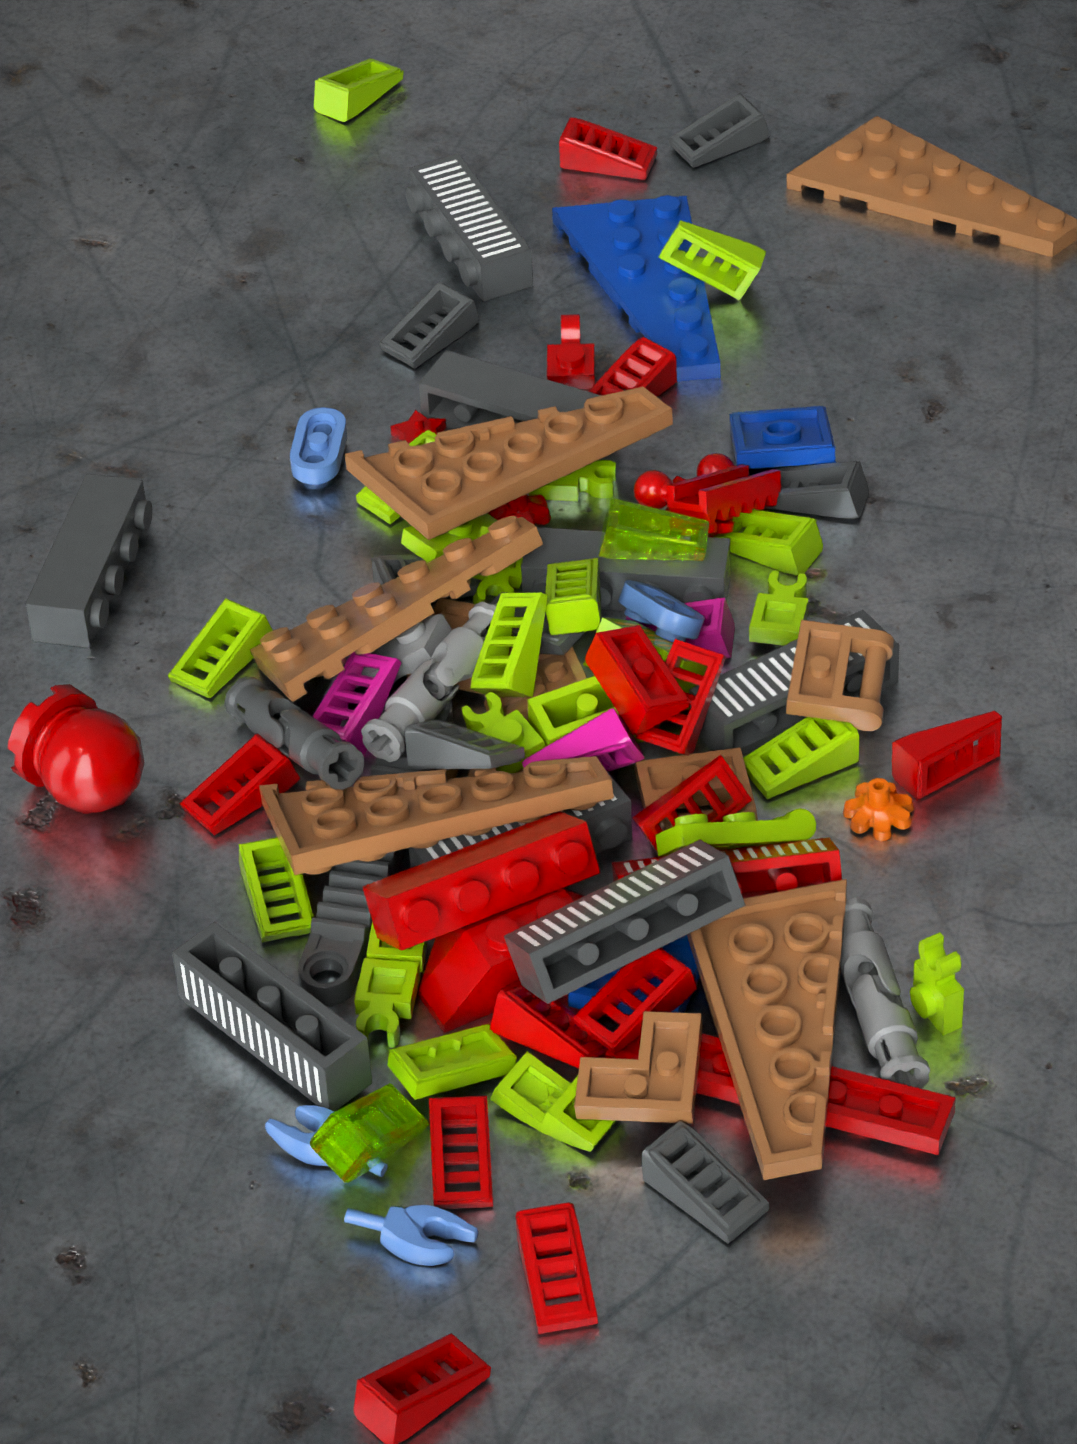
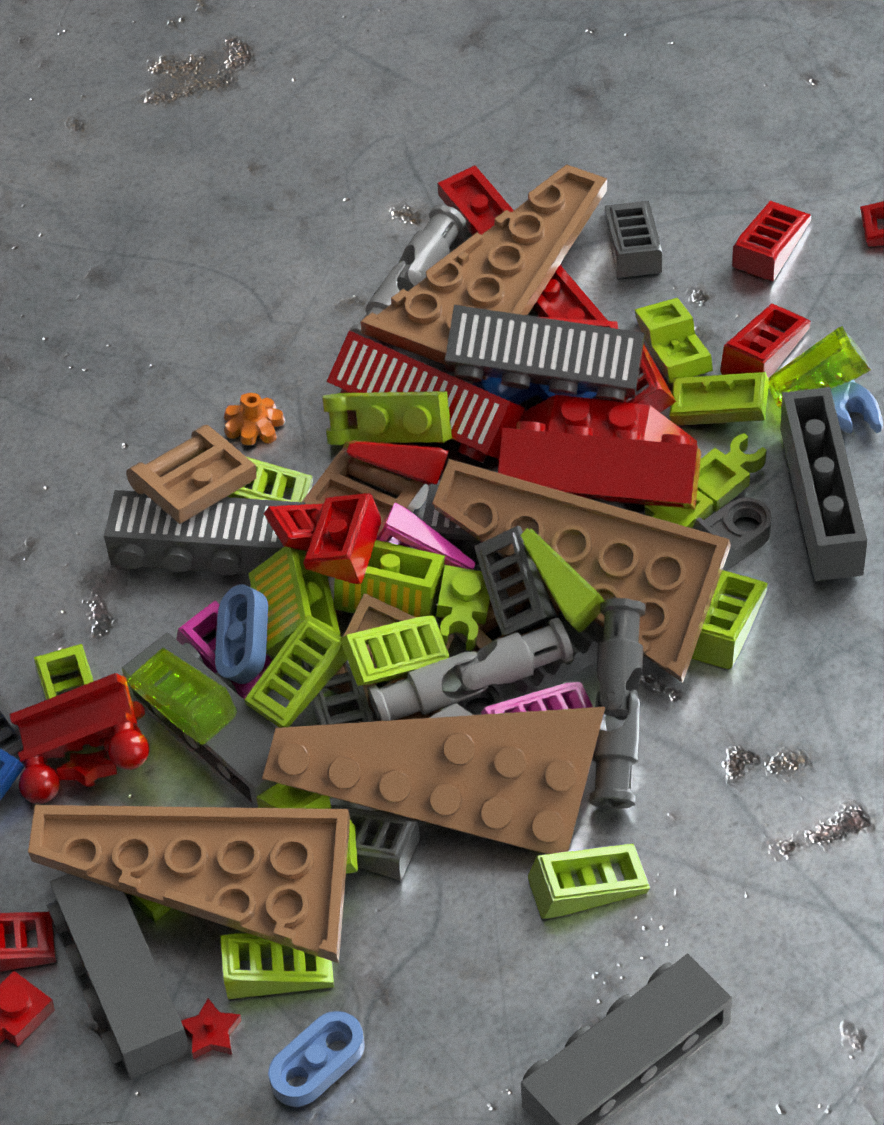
camera: 140 degrees left, 10 degrees up
(77, 751) = (799, 800): red tile -> none
(254, 762) = (663, 743): red slope -> none
(384, 768) = (572, 593): none -> lime slope
(407, 1228) = (842, 310): medium blue hand -> none
(653, 1087) = (617, 278): medium nougat plate -> none
(779, 612) = (142, 608): lime plate -> none
(934, 988) = (374, 251): lime plate -> none
(945, 753) = (167, 411): red slope -> none

